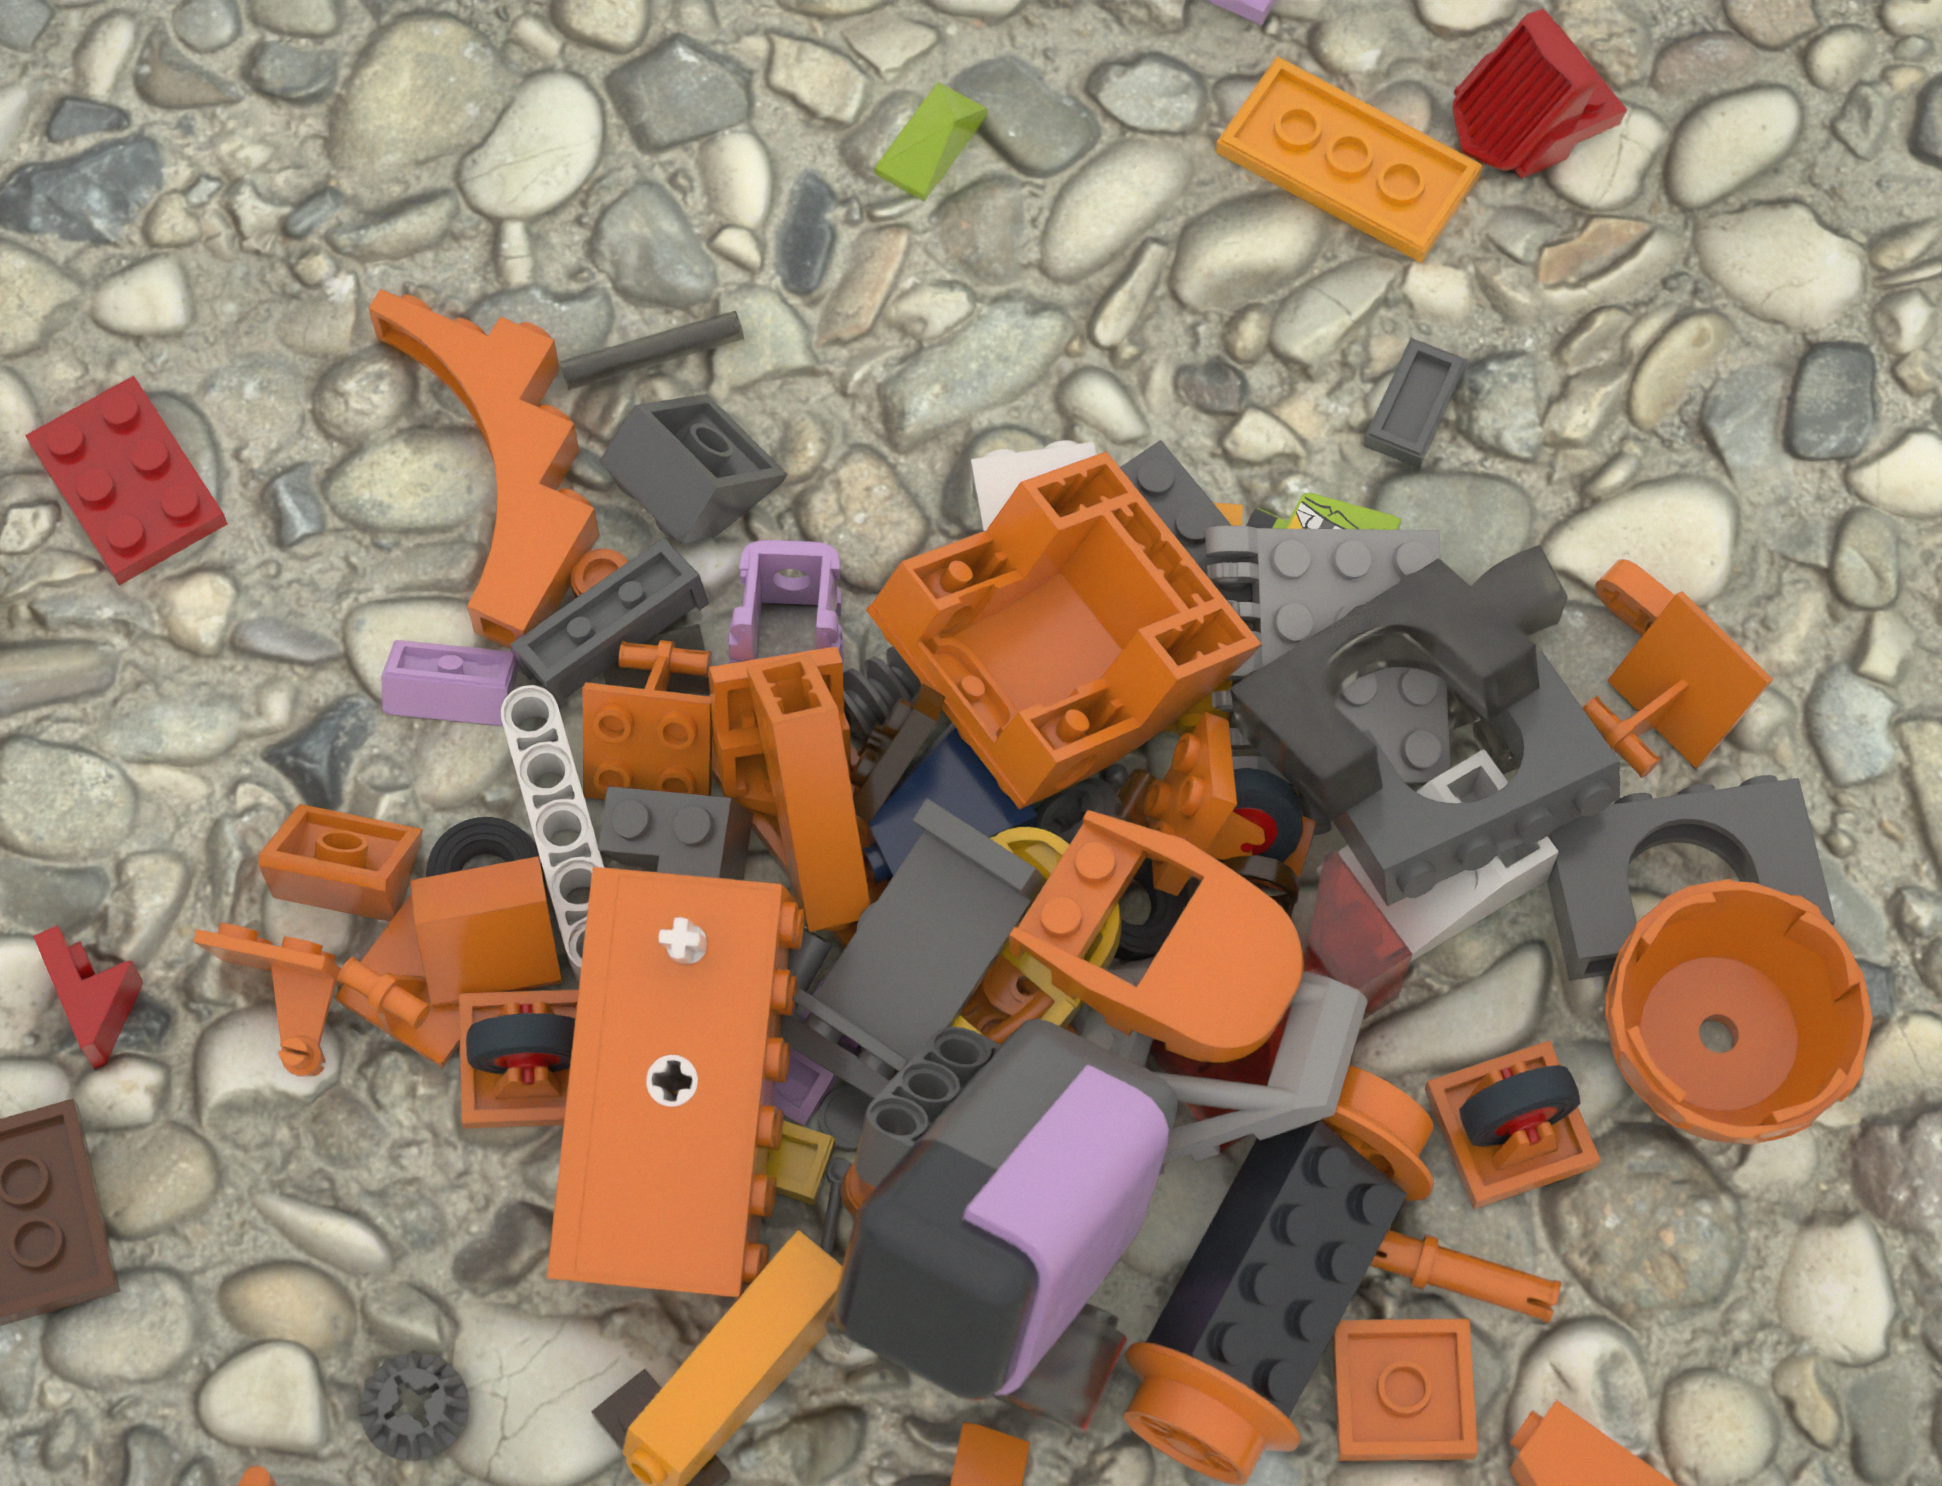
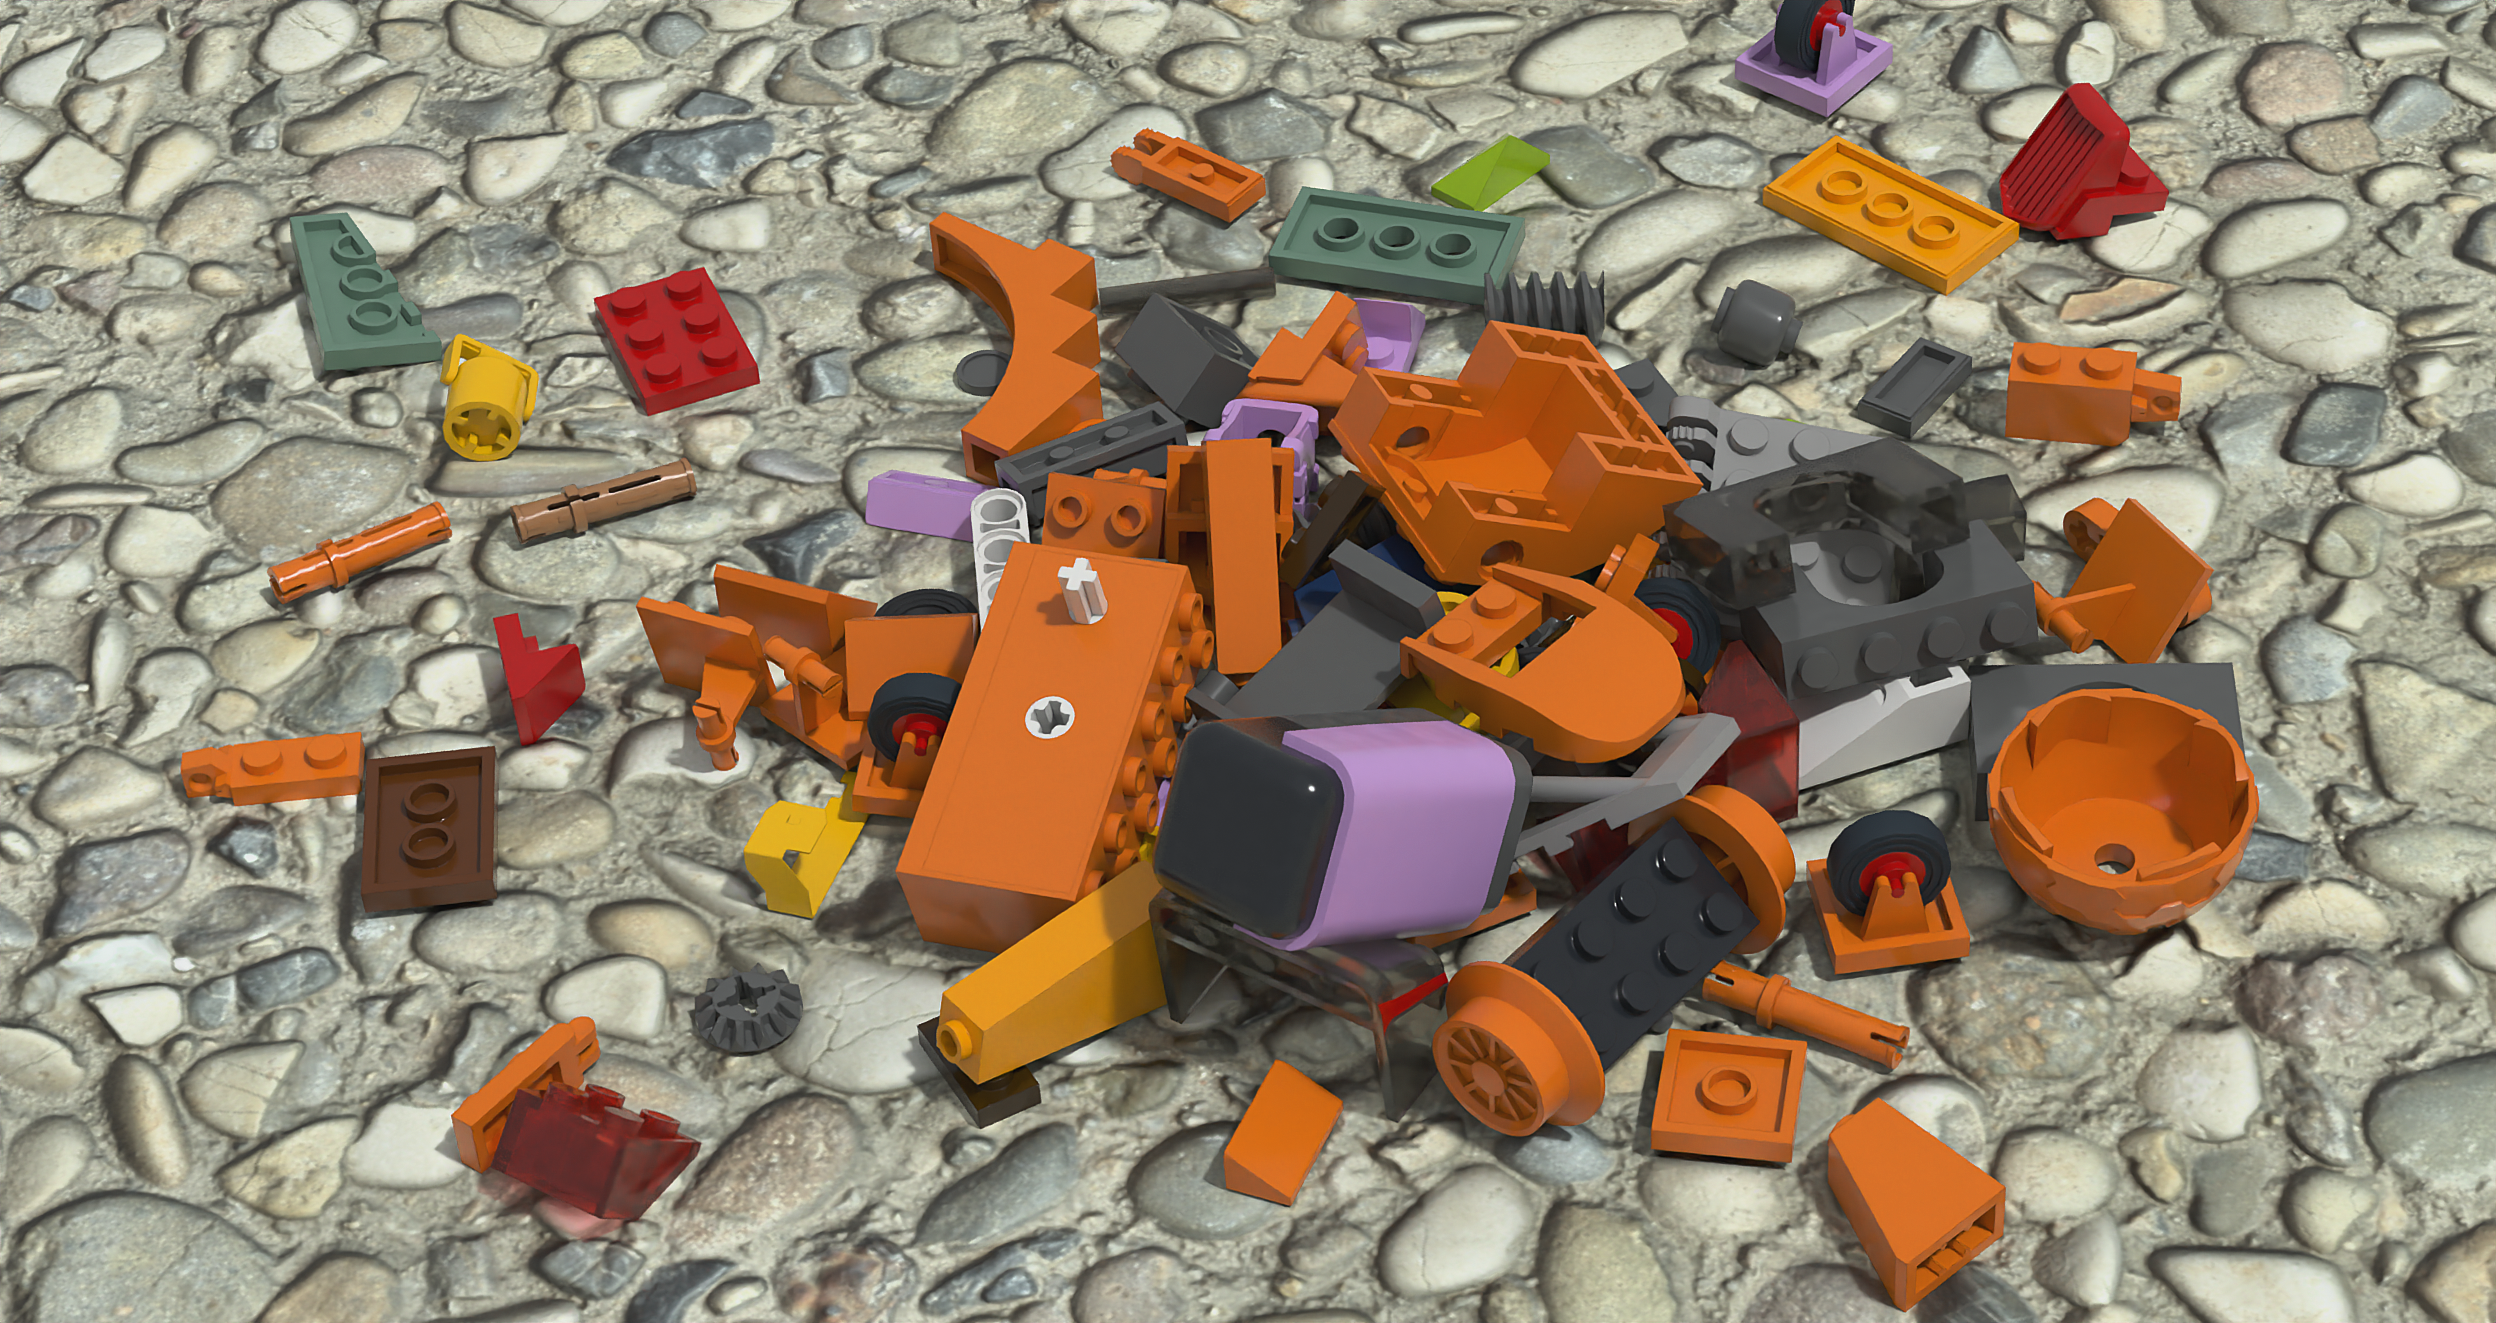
camera: 15 degrees right, 25 degrees down
(35, 765) = (601, 501): none -> medium nougat pin
(425, 1221) = (819, 835): none -> yellow piece
(464, 486) = (982, 372): none -> dark grey piece
(622, 183) = (1189, 174): none -> orange hinge
(814, 506) = (1315, 367): none -> orange piece
(869, 410) = (1391, 333): none -> lavender slope
(876, 299) = (1311, 246): none -> sand green plate
(1031, 349) = (1549, 307): none -> dark grey piece
(1246, 342) = (1756, 323): none -> dark grey head
(1590, 410) = (2084, 394): none -> orange hinge

